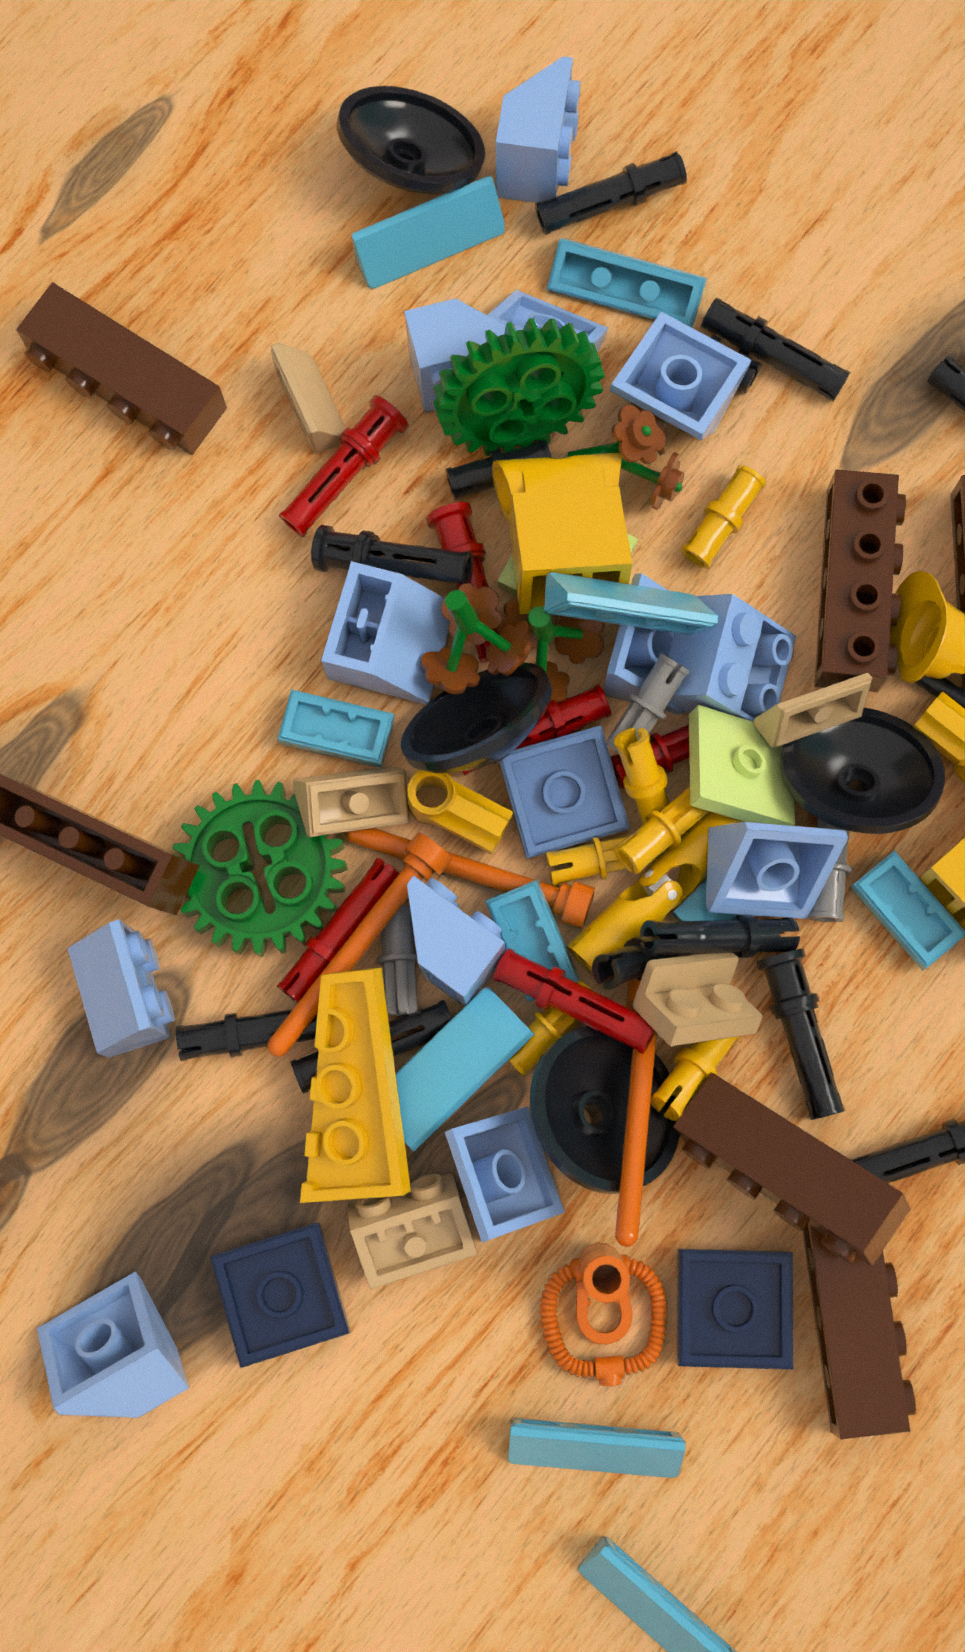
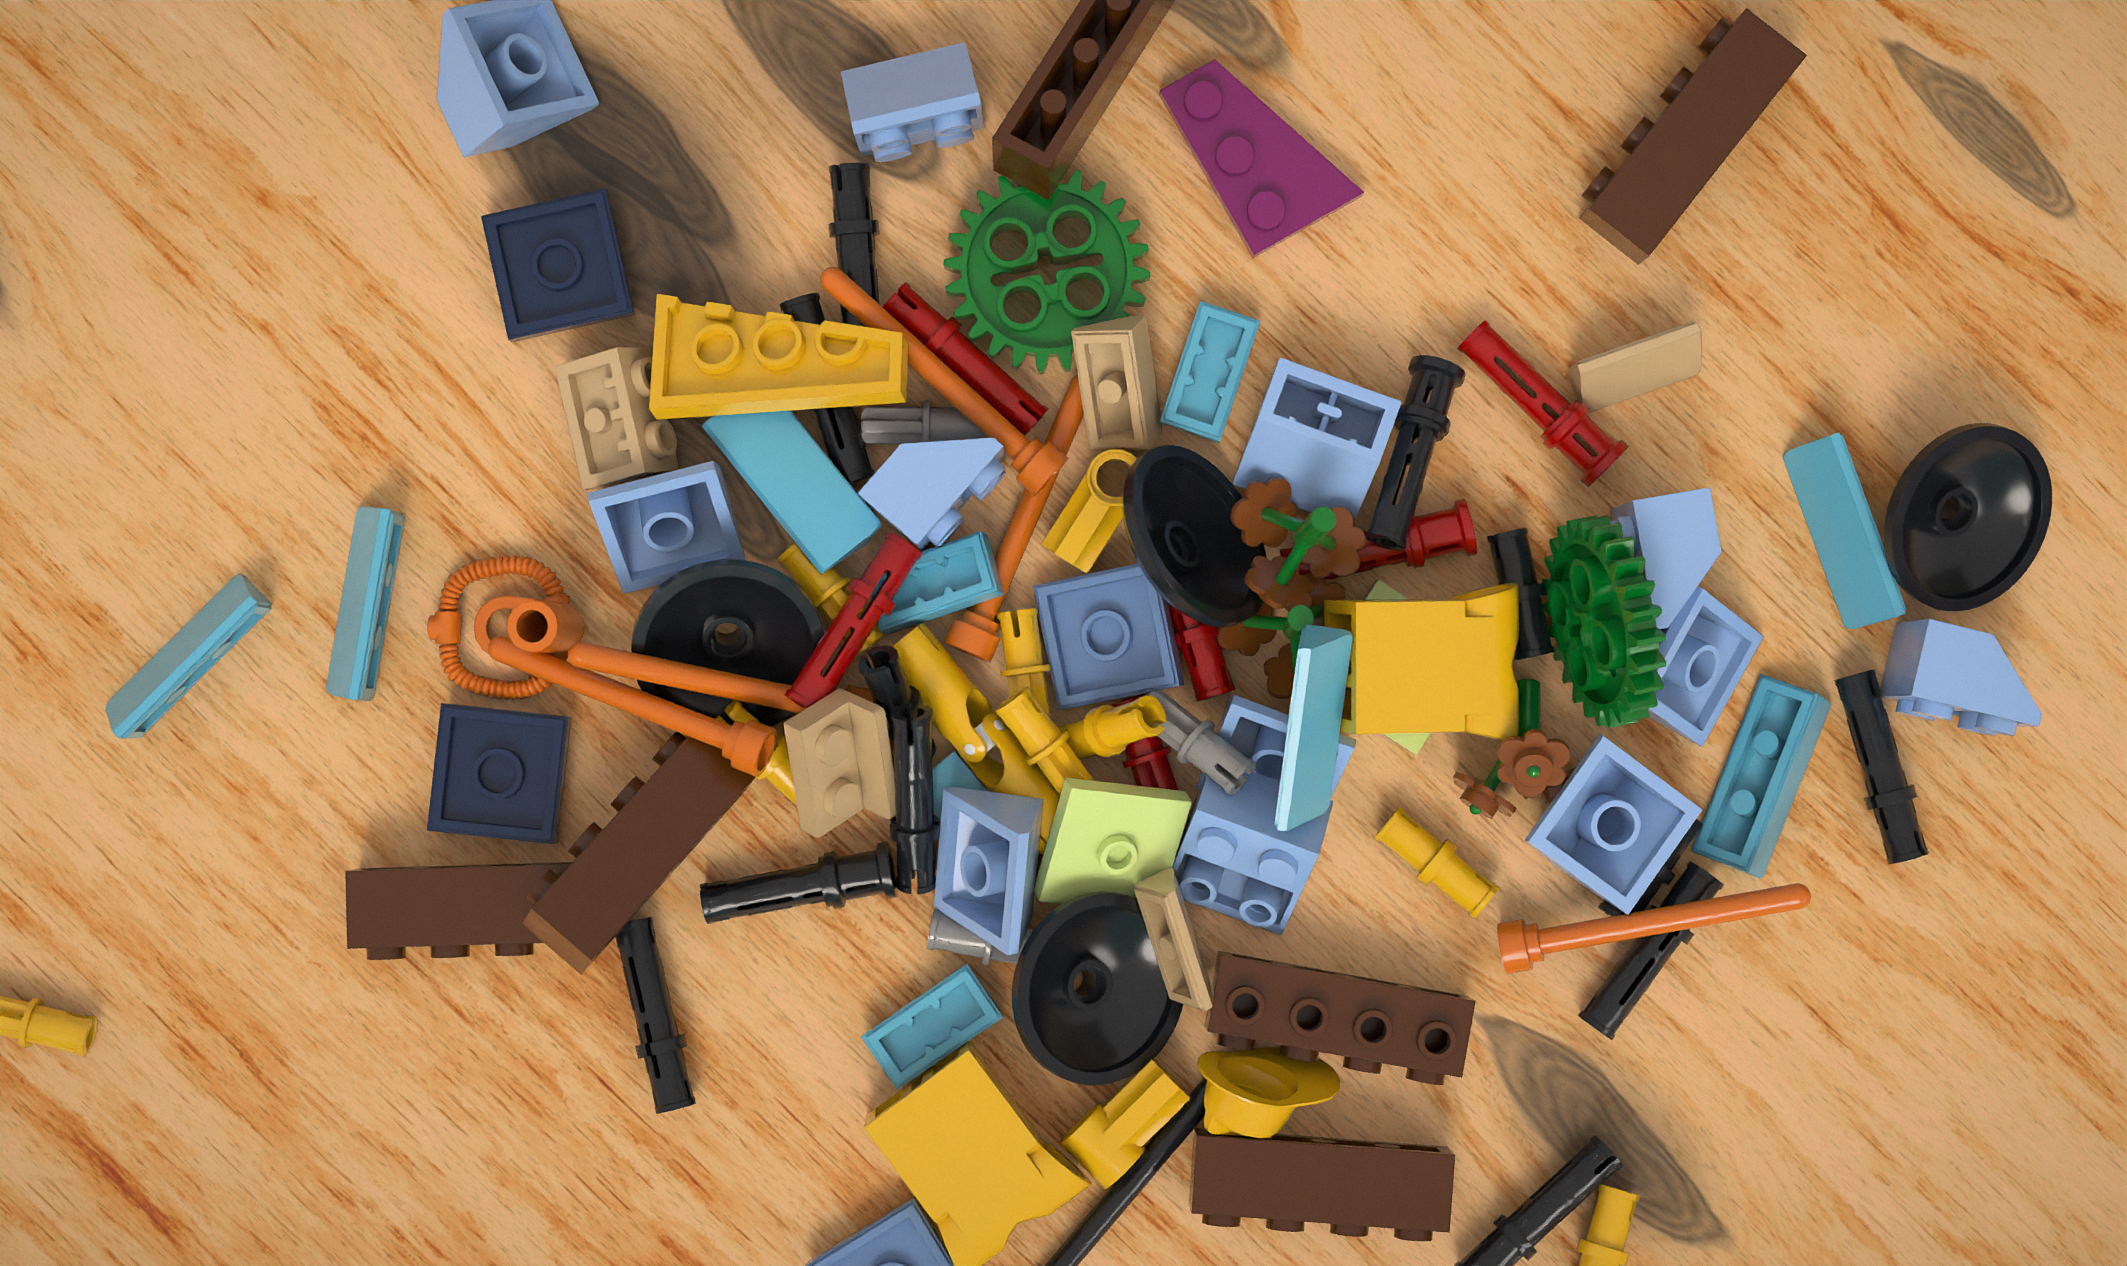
camera: 85 degrees right, 10 degrees up
(156, 711) = (1253, 159): none -> magenta wing
(689, 1085) = (746, 745): none -> orange piece
(782, 441) = (1527, 944): none -> orange piece

